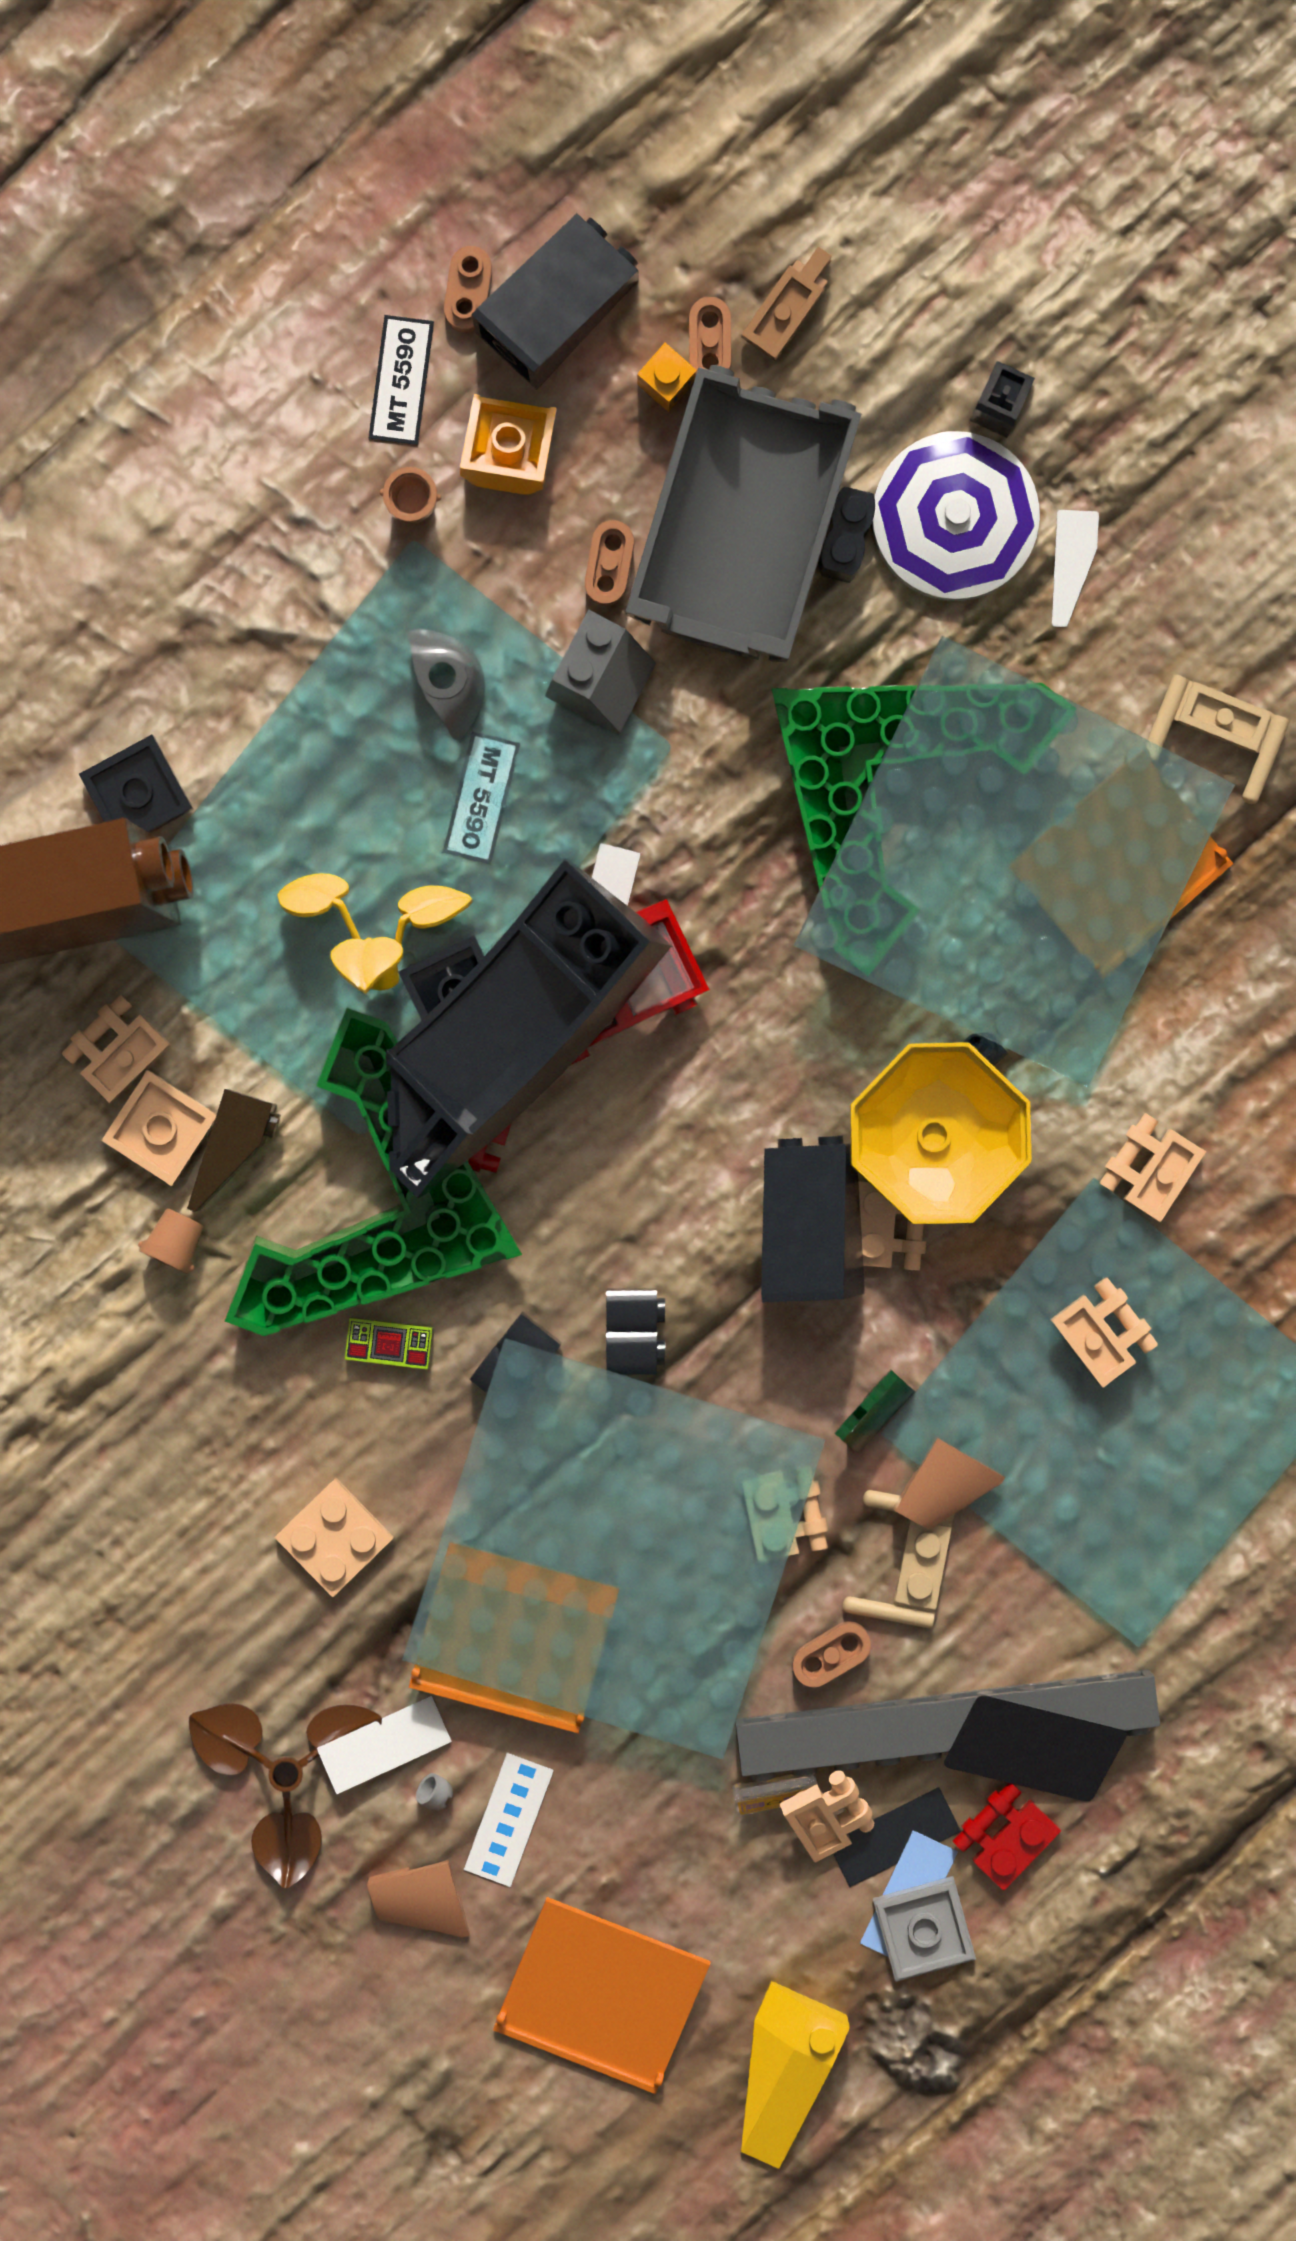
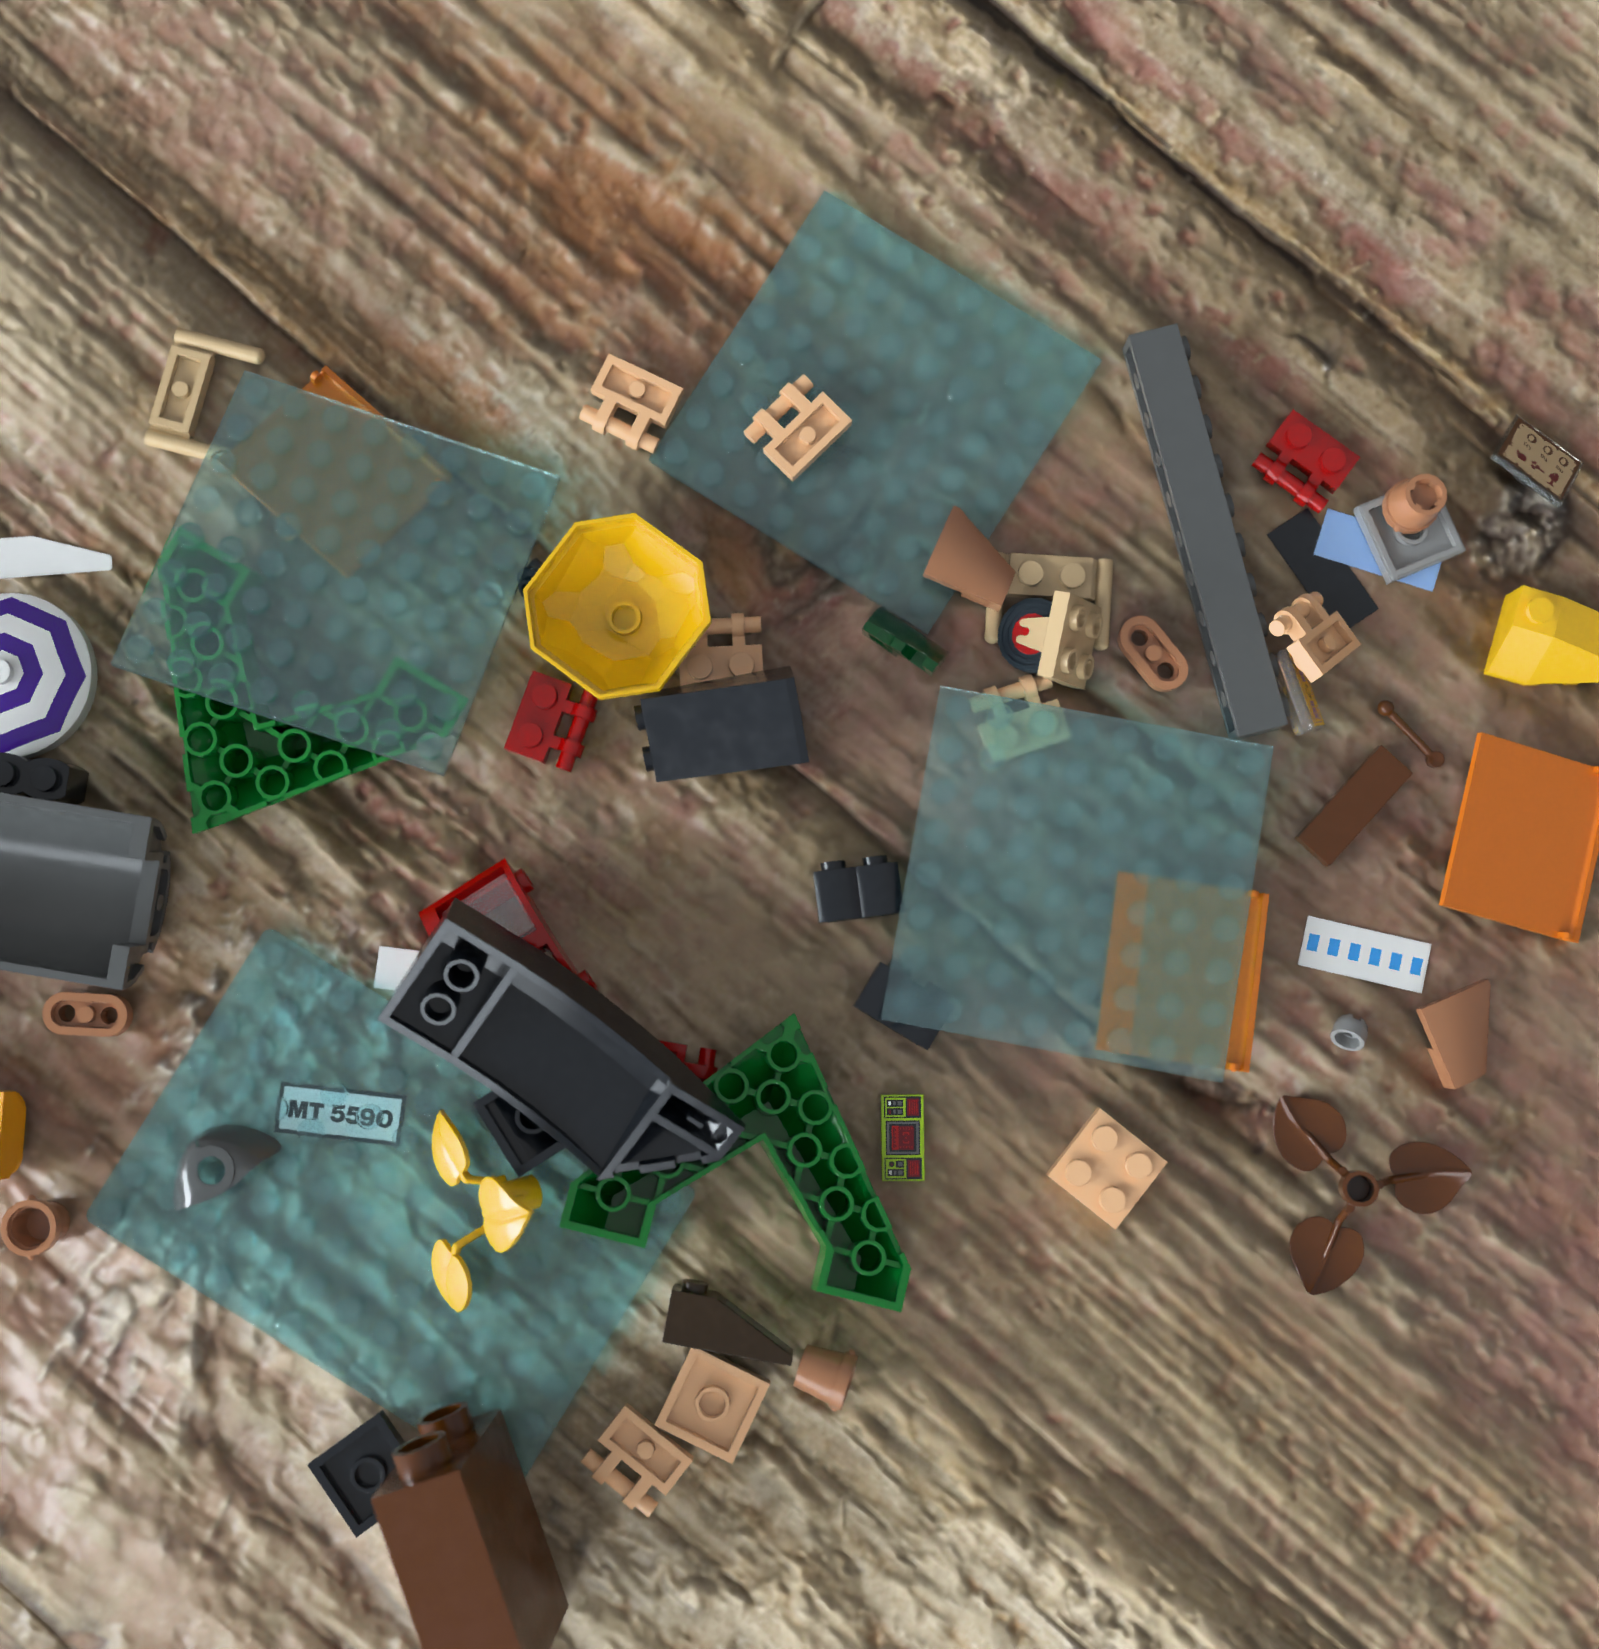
camera: 95 degrees left, 5 degrees down
(384, 1746) = (1311, 1090): white sticker -> none
(601, 673) = (196, 1008): dark grey slope -> none
(655, 1830) = (1353, 805): none -> reddish brown tile
(692, 1917) = (1433, 758): none -> reddish brown hinge
(846, 1038) = (540, 717): none -> red plate
(858, 1556) = (1052, 637): none -> tan plate
(946, 1933) = (1414, 503): none -> nougat piece
(975, 2065) = (1537, 461): none -> piece
(1035, 1748) = (1217, 441): black sticker -> none

